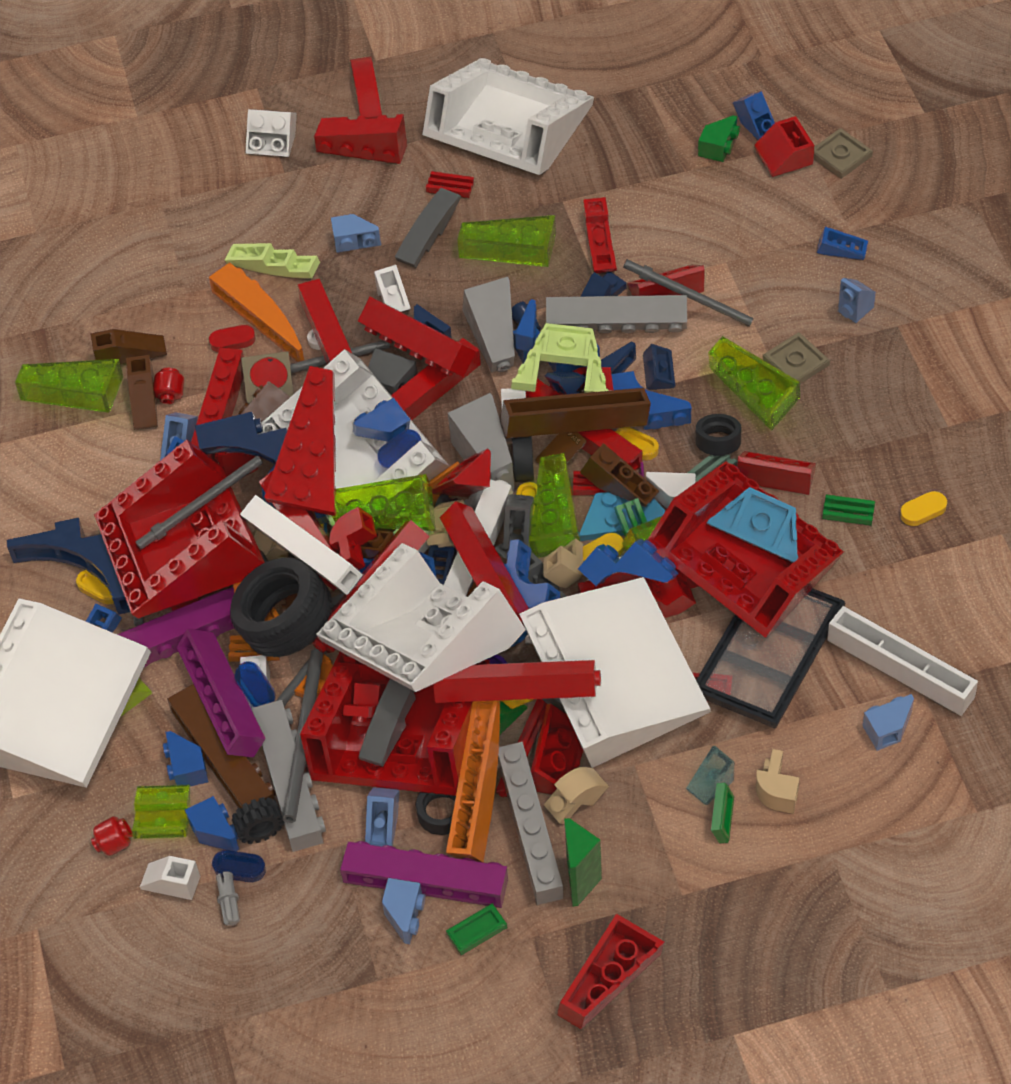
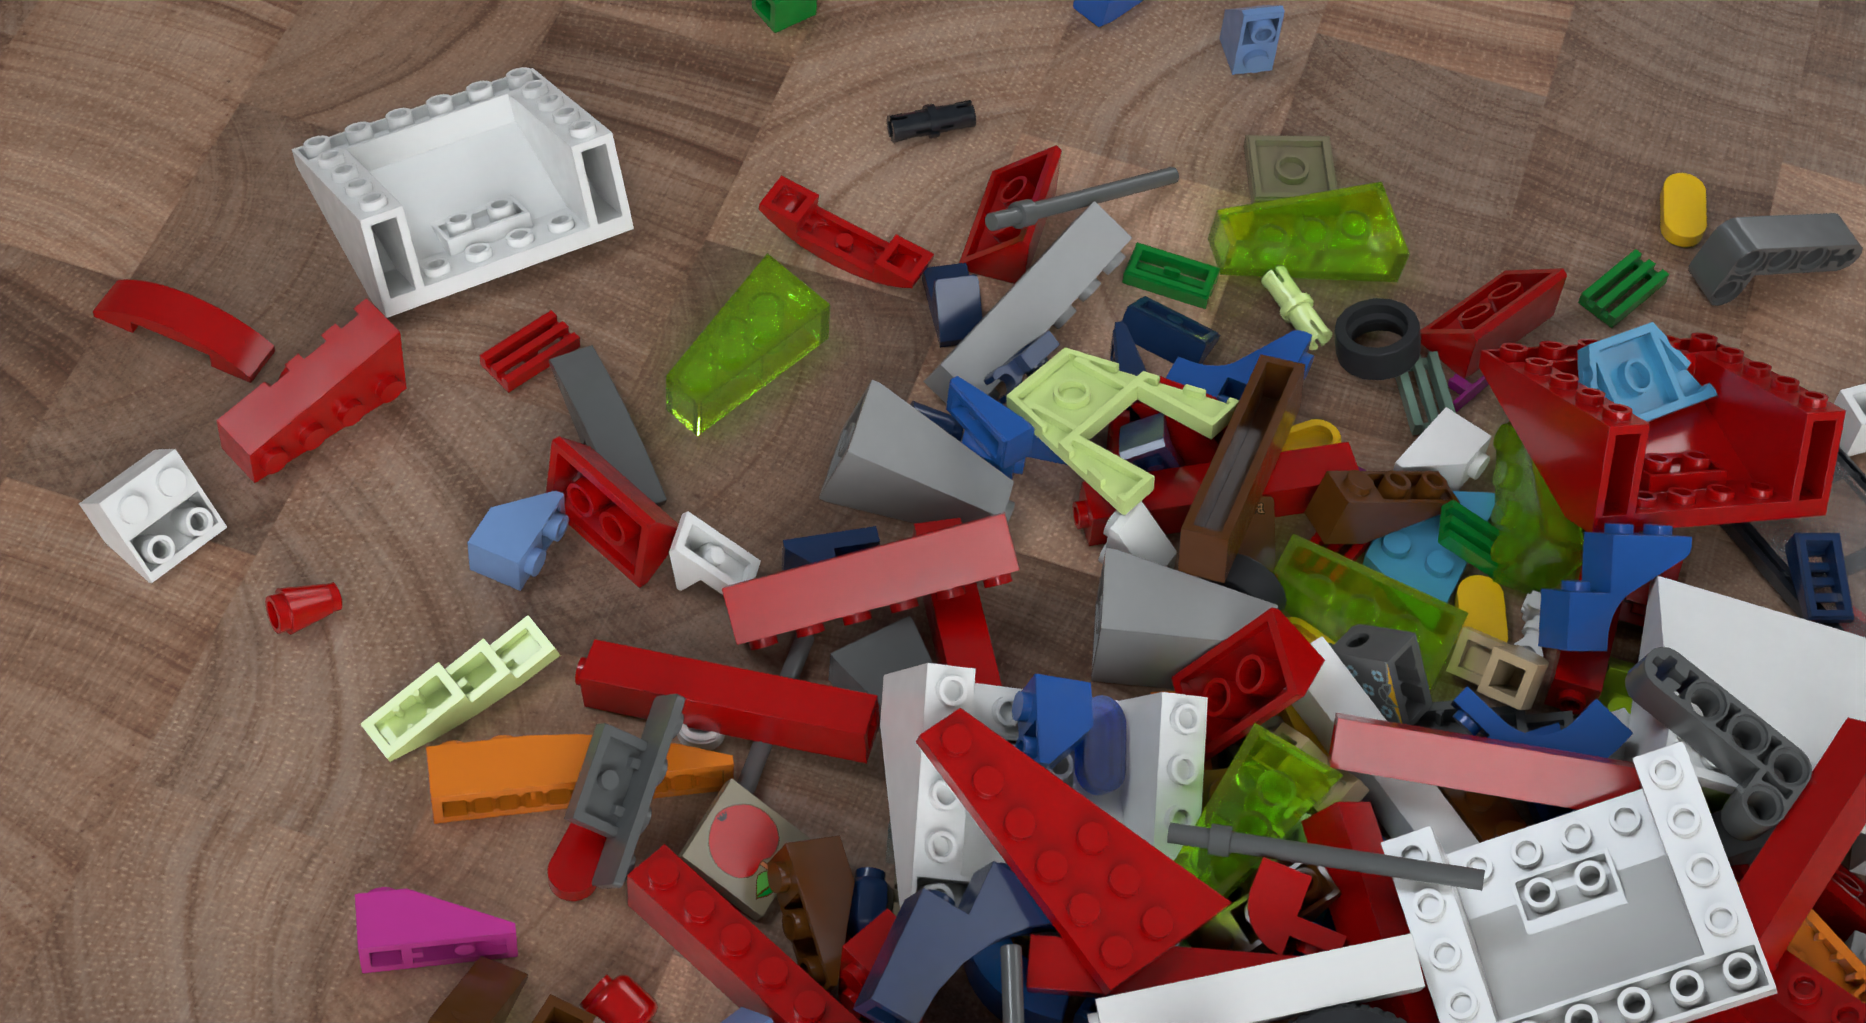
camera: 65 degrees left, 0 degrees up
(152, 306) = (418, 930): none -> dark pink slope
(254, 318) = (619, 785): none -> dark grey bracket
(268, 196) = (301, 606): none -> red cone
(360, 495) = (1222, 841): none -> dark grey bar
(389, 242) = (610, 510): none -> red slope
(542, 616) = (1653, 686): none -> dark grey beam
(573, 320) = (1025, 361): none -> dark blue plate
(696, 228) = (931, 121): none -> black pin
(696, 365) = (1169, 281): none -> green tile
(714, 398) = (1296, 306): none -> yellowish green pin
(735, 636) = (1829, 548): none -> dark blue slope
(925, 549) = (1770, 247): none -> dark grey beam

